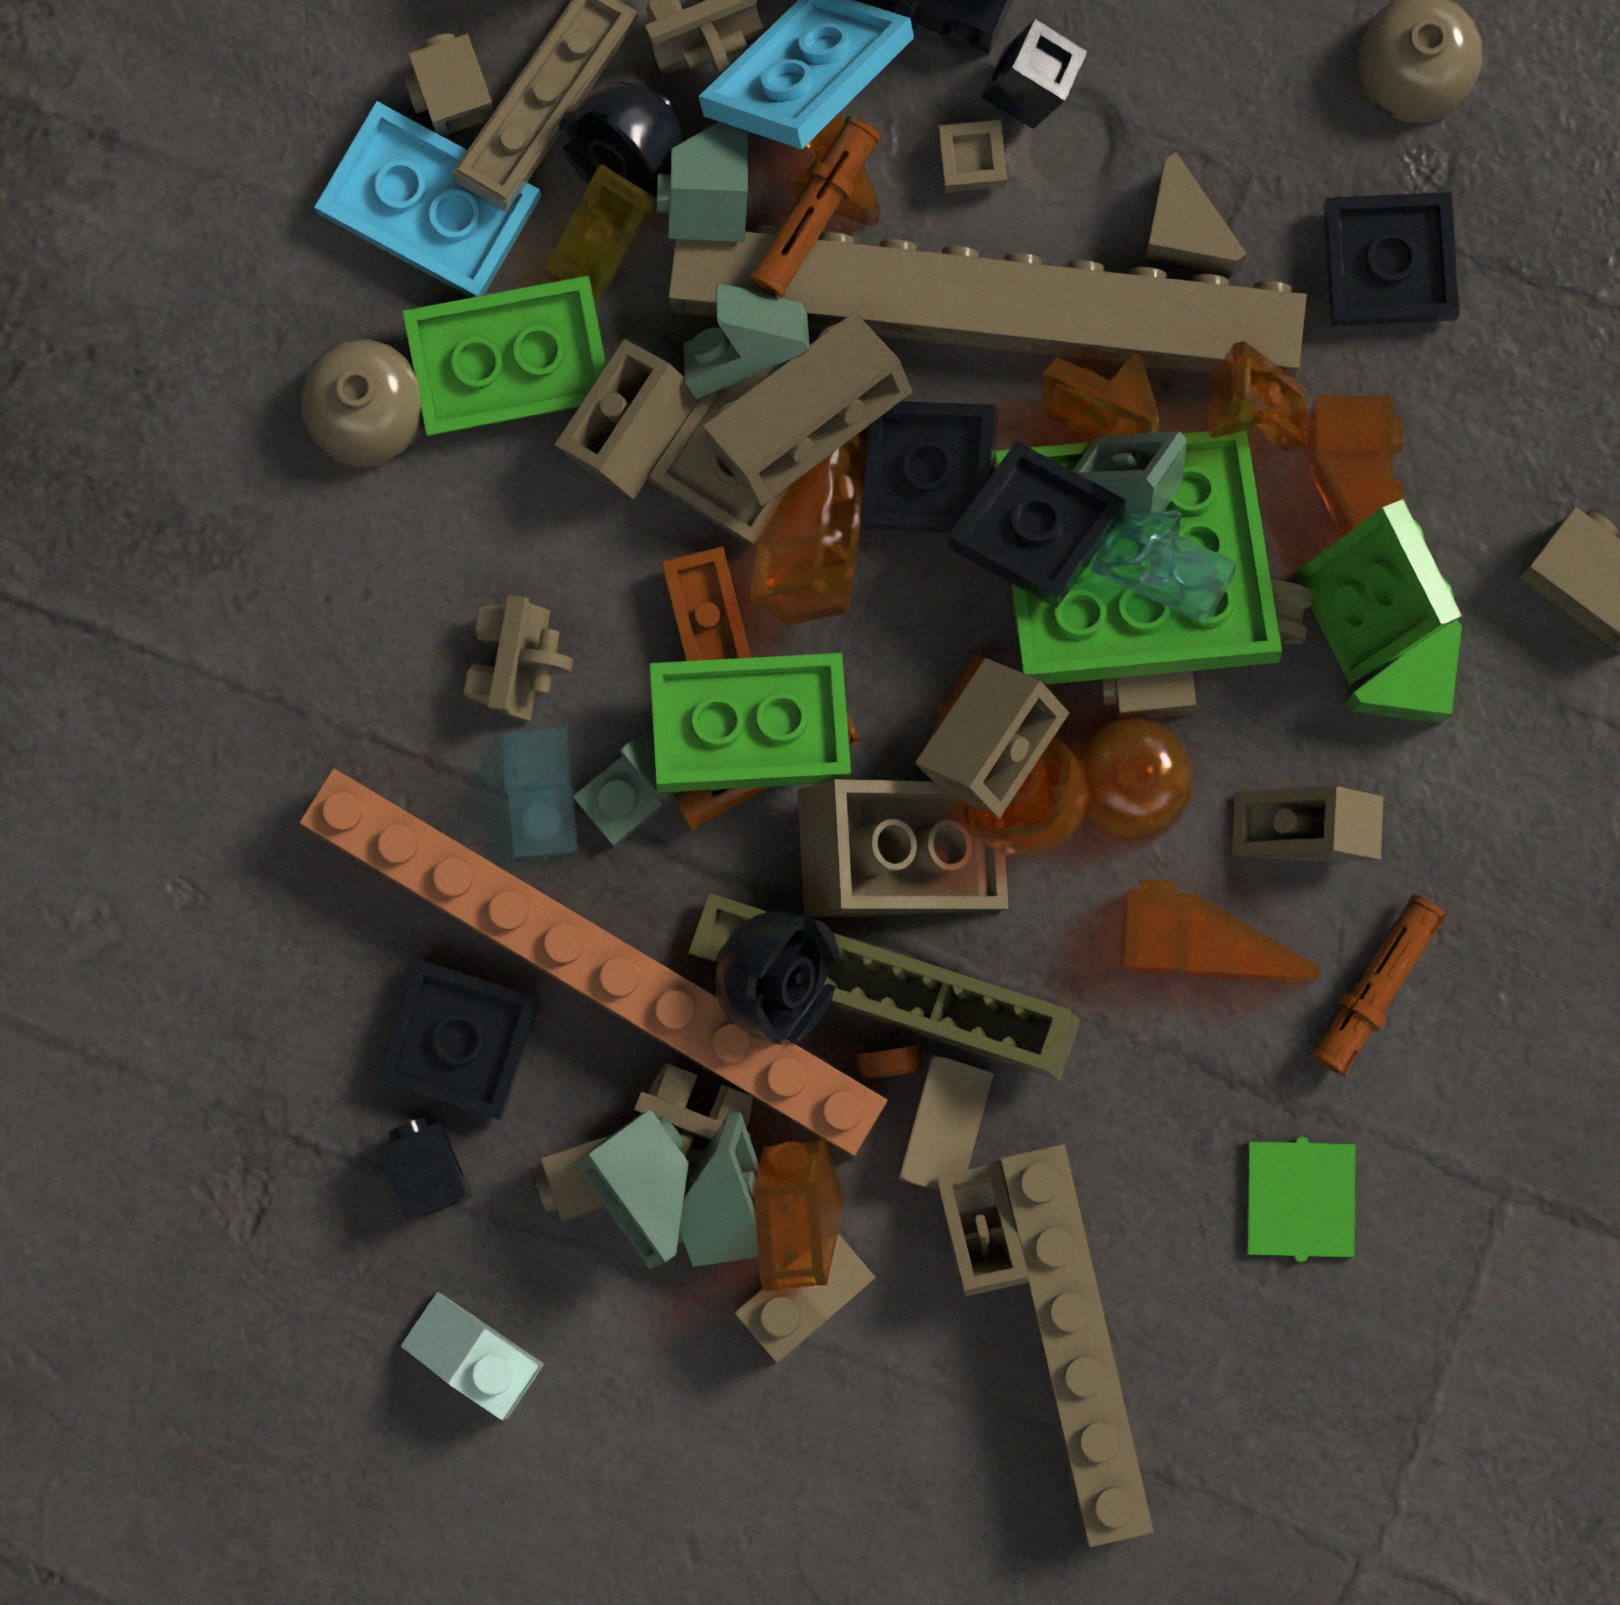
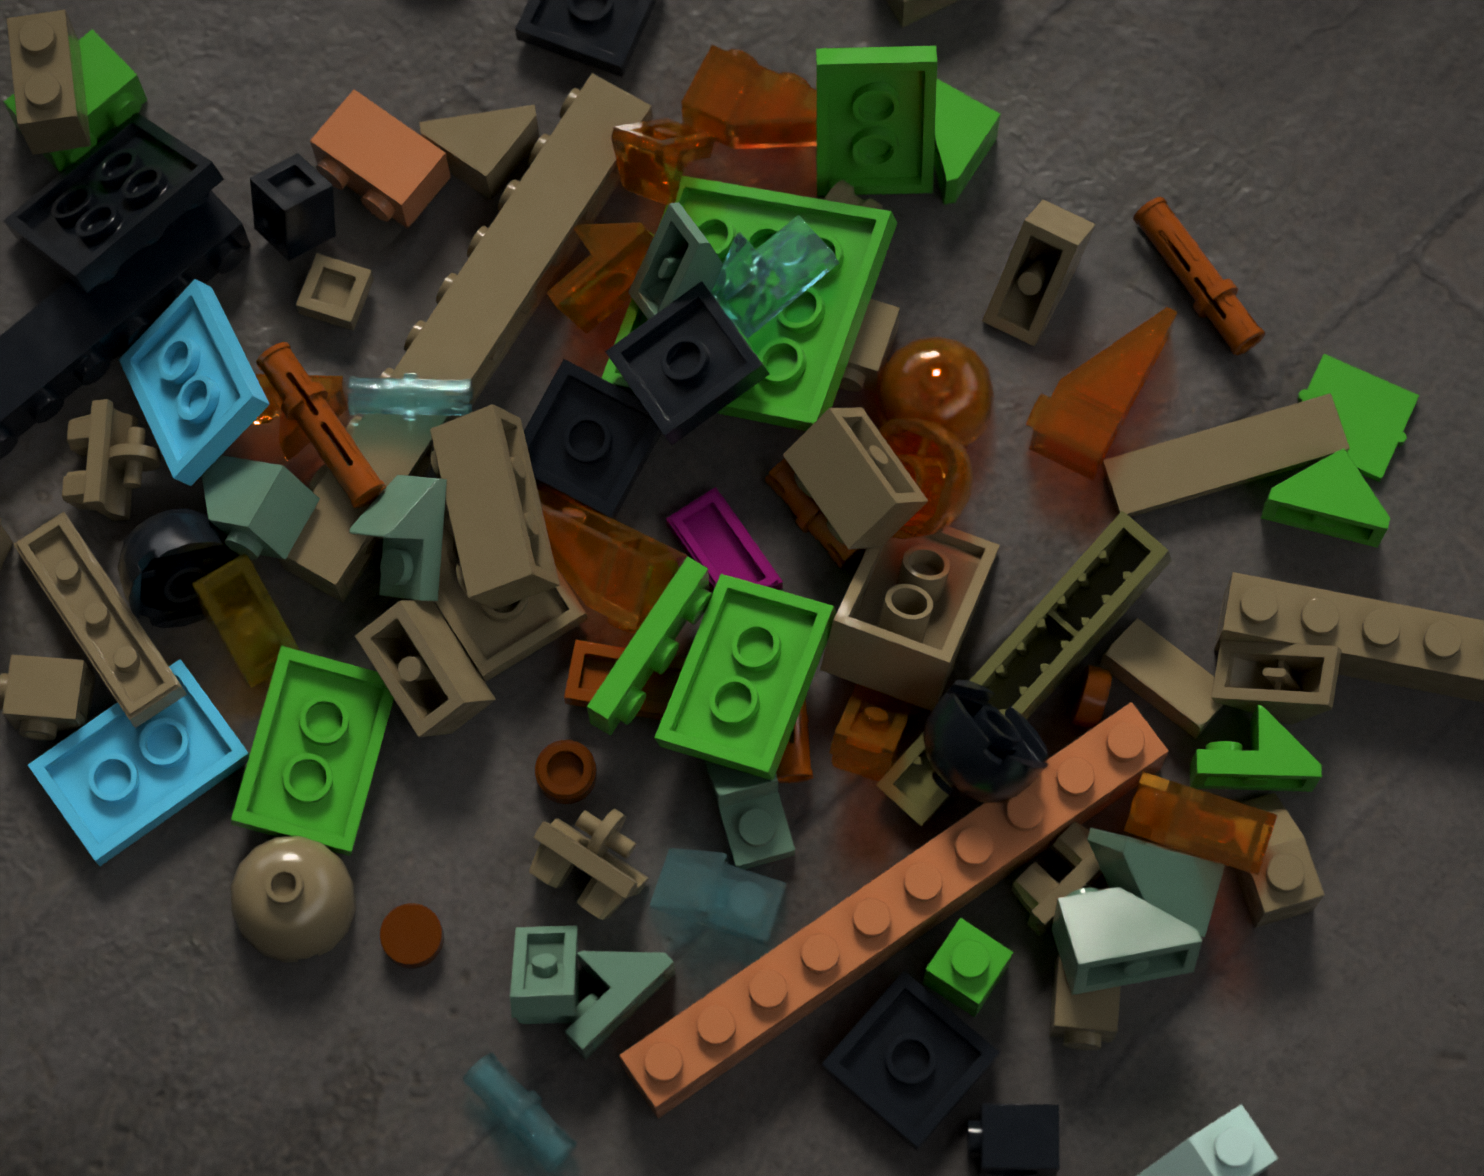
camera: 65 degrees left, 10 degrees down
(256, 702) = (520, 1112): none -> clear light blue pin
(377, 528) = (411, 935): none -> reddish brown tile
(389, 667) = (545, 974): none -> sand green slope
(413, 747) = (628, 982): none -> sand green slope
(566, 1055) = (967, 967): none -> bright green brick
(597, 597) = (566, 771): none -> reddish brown tile
(738, 620) = (651, 647): none -> bright green plate
(755, 865) = (870, 733): none -> clear orange slope
(882, 277) = (410, 396): none -> clear light blue pin
(884, 645) = (720, 542): none -> magenta tile
(901, 1263) = (1273, 763): none -> bright green slope
(1124, 132) = (379, 160): none -> nougat brick
(1196, 1210) = (1329, 501): none -> bright green slope
(1198, 1090) = (1225, 456): none -> dark tan tile

